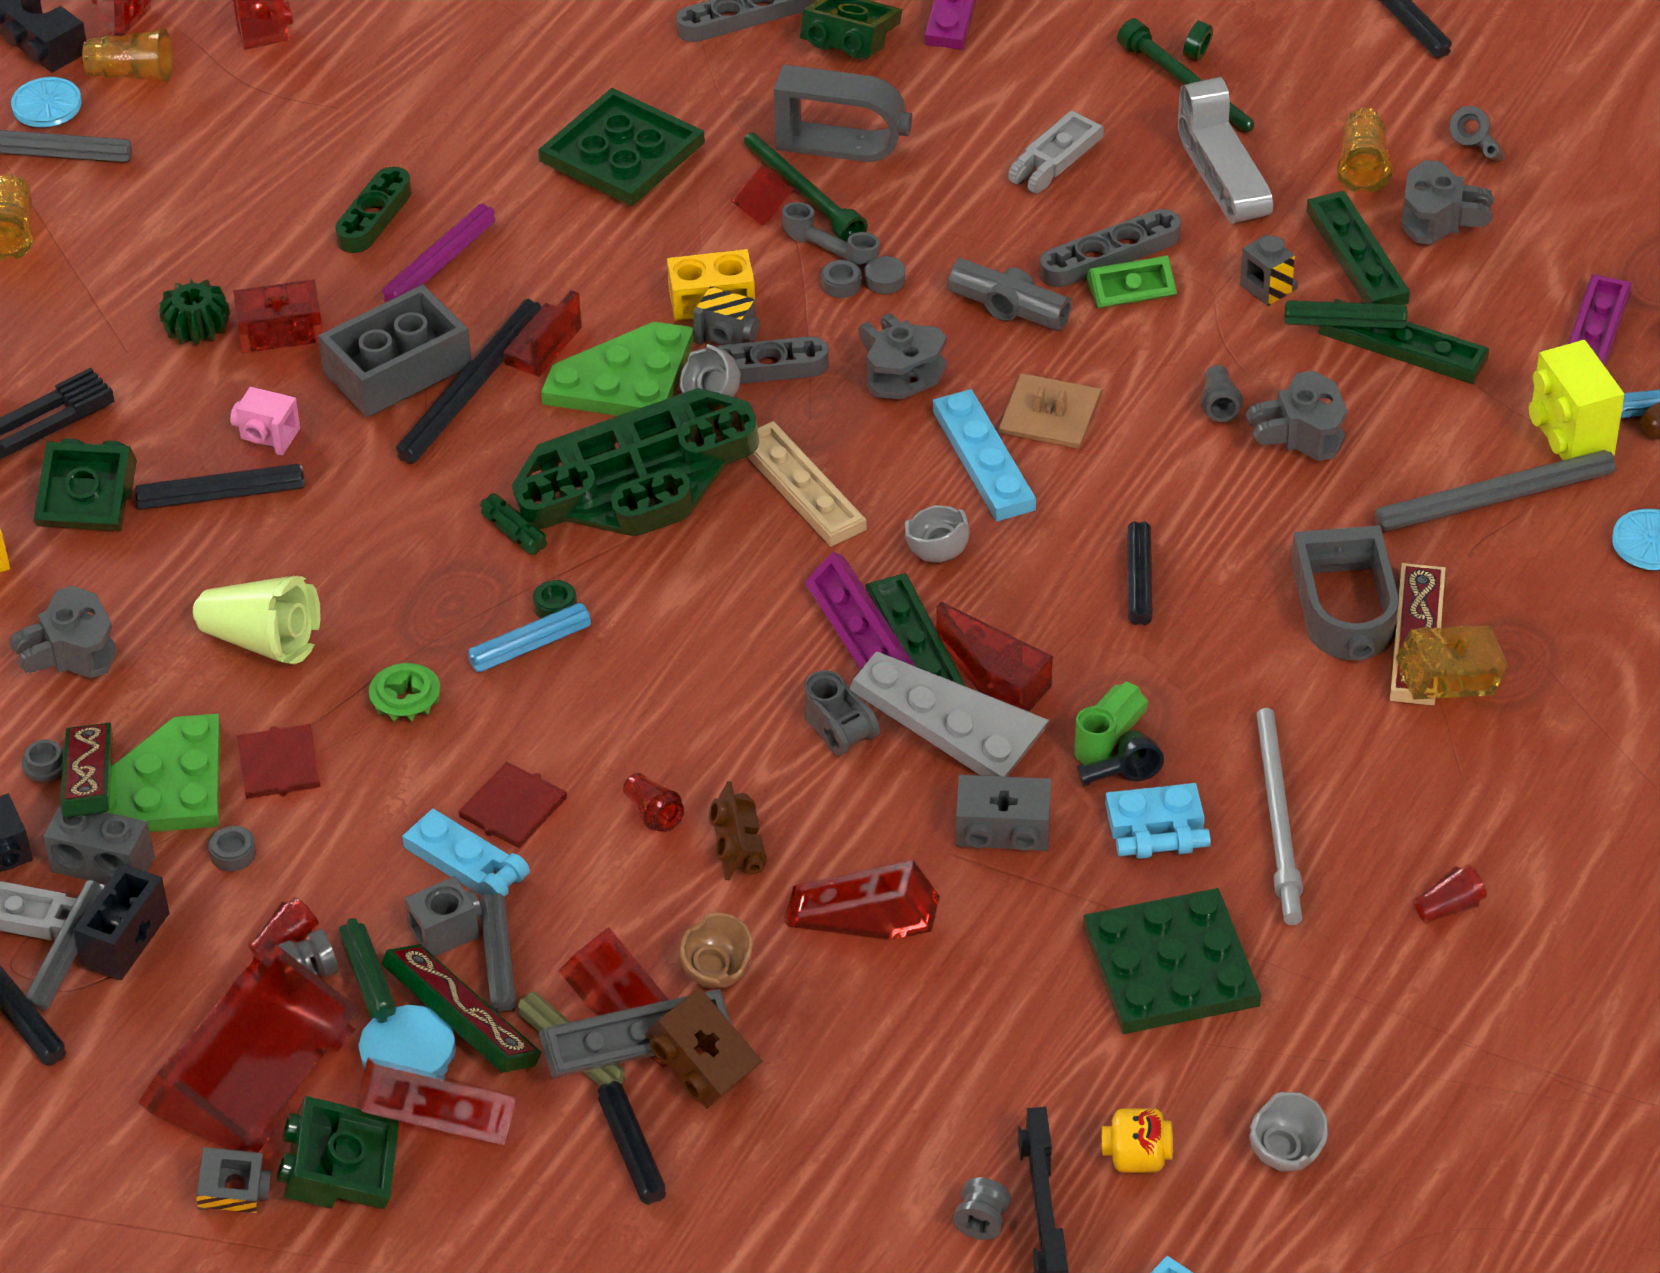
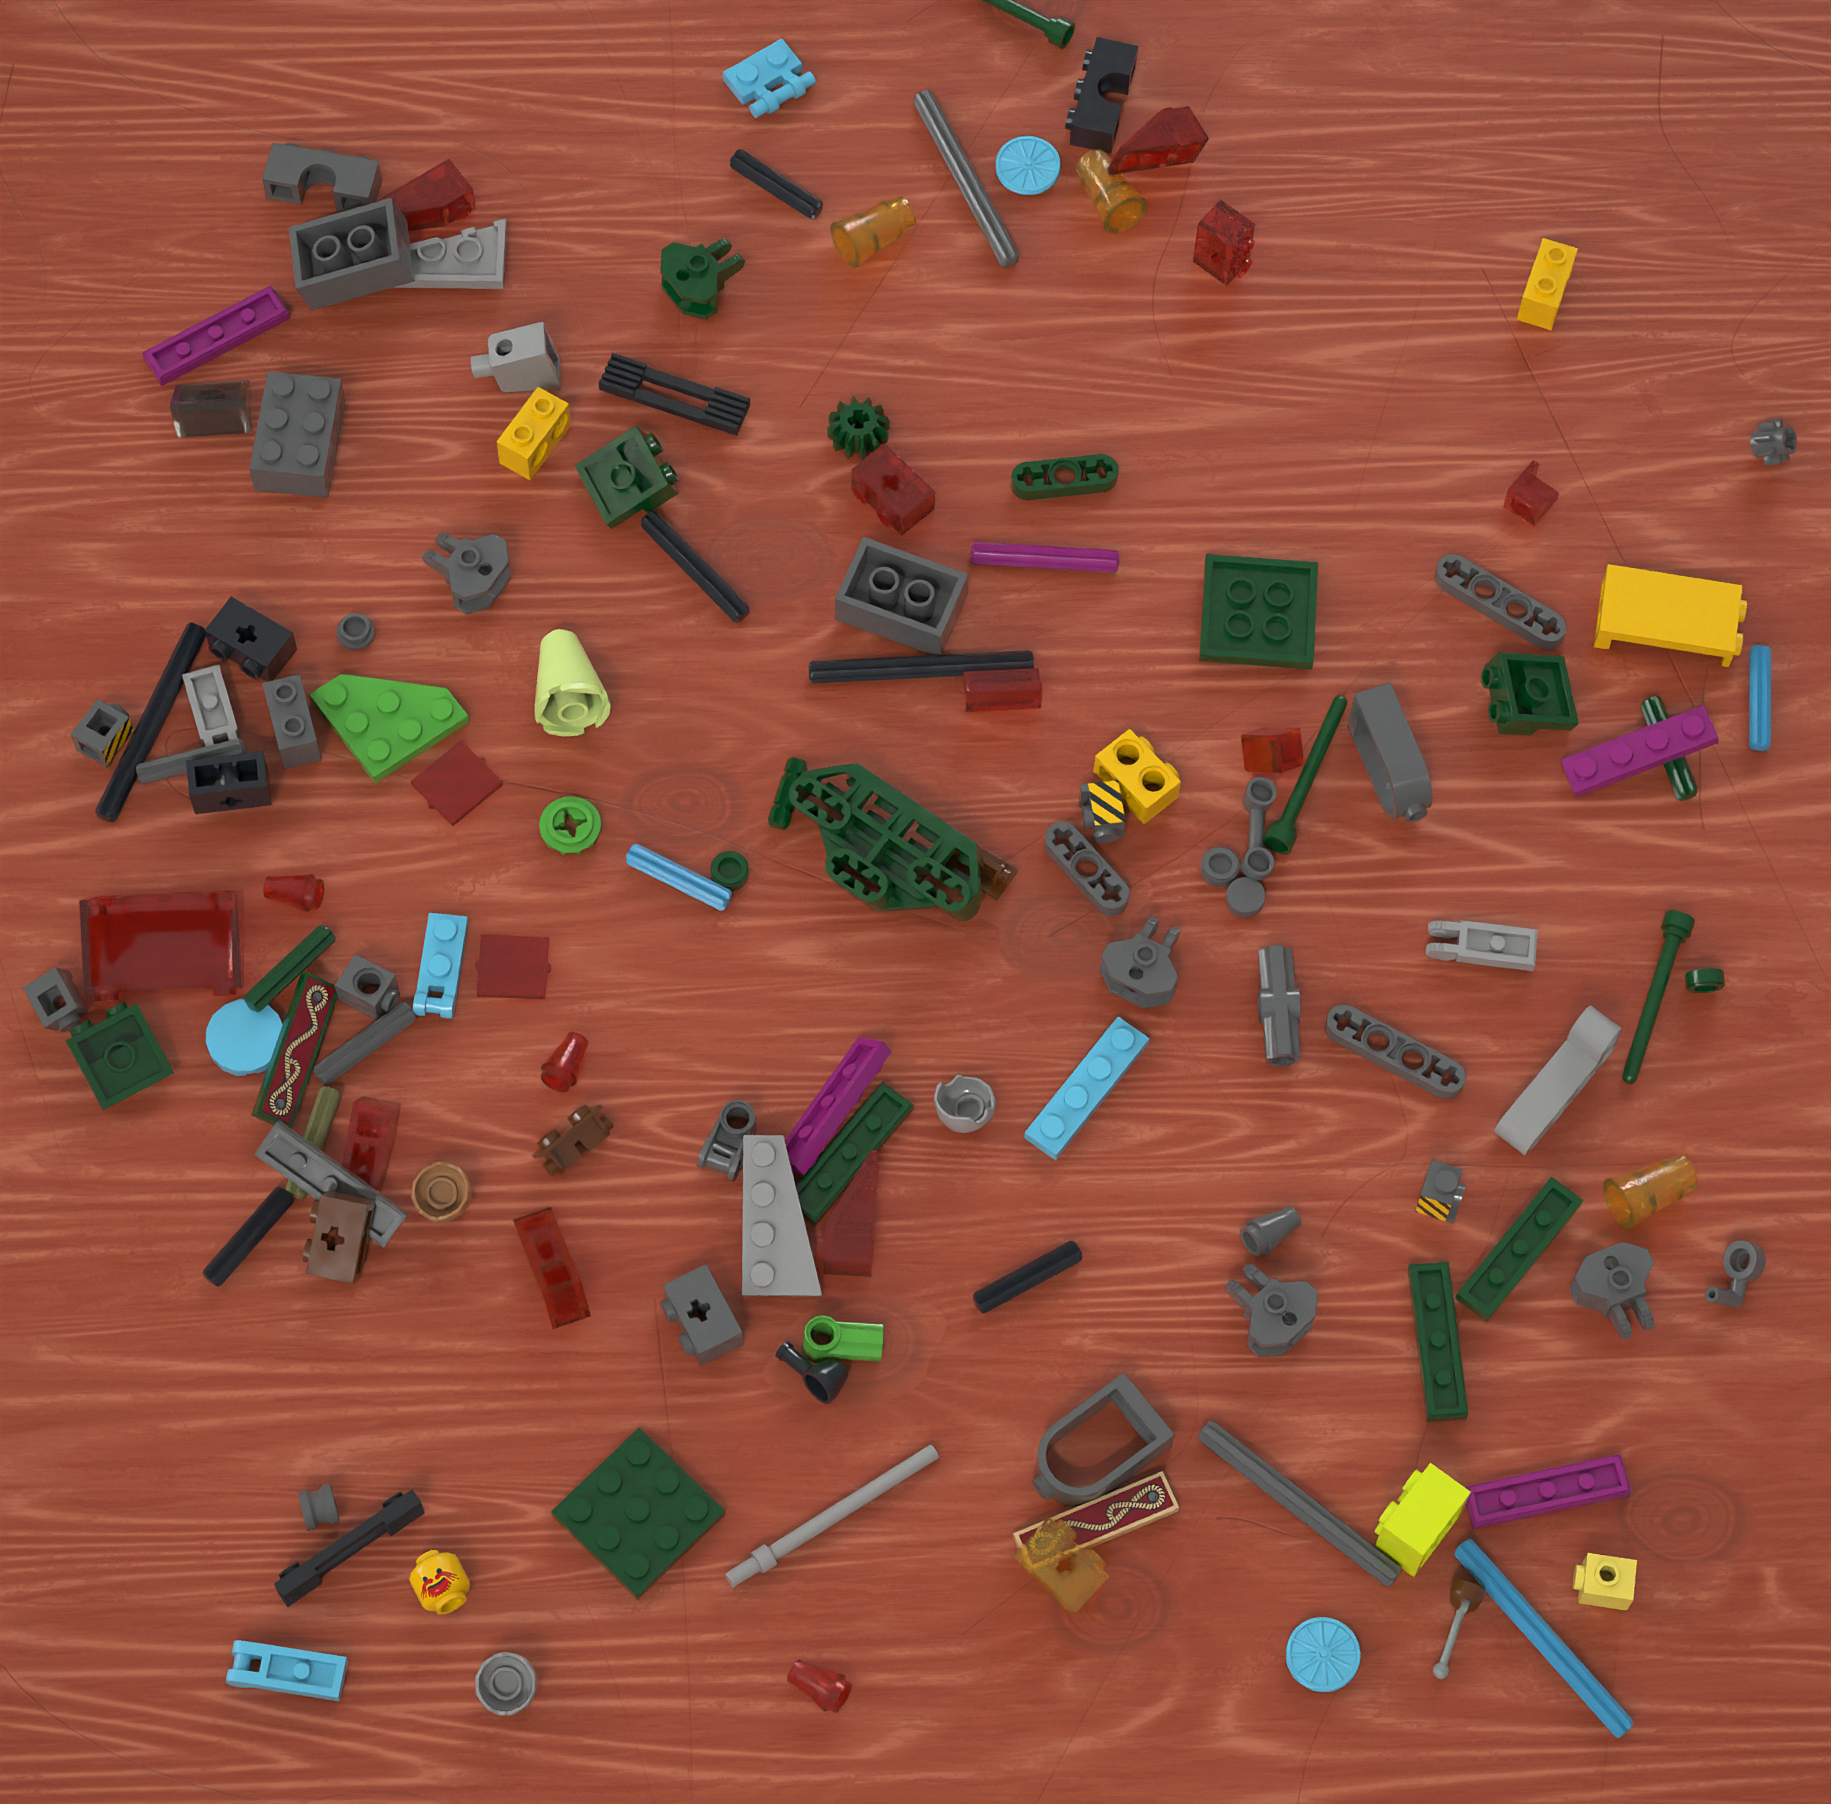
camera: 55 degrees right, 20 degrees up
(87, 770) = (345, 668): tile -> none
(232, 848) = (355, 806): dark grey tile -> none
(266, 418) = (777, 554): bright pink brick -> none
(314, 953) = (276, 922): dark grey wheel -> none
(434, 1101) = (195, 1083): clear red slope -> none
(622, 372) = (1004, 773): bright green plate -> none
(711, 370) = (1024, 841): light grey hair -> none
(806, 486) = (967, 973): tan tile -> none
(1050, 410) = (1173, 1110): medium nougat piece -> none
(1131, 282) = (1364, 1091): bright green slope -> none
(1157, 820) = (780, 1423): medium azure plate -> none
(1345, 314) = (1422, 1281): dark green axle -> none

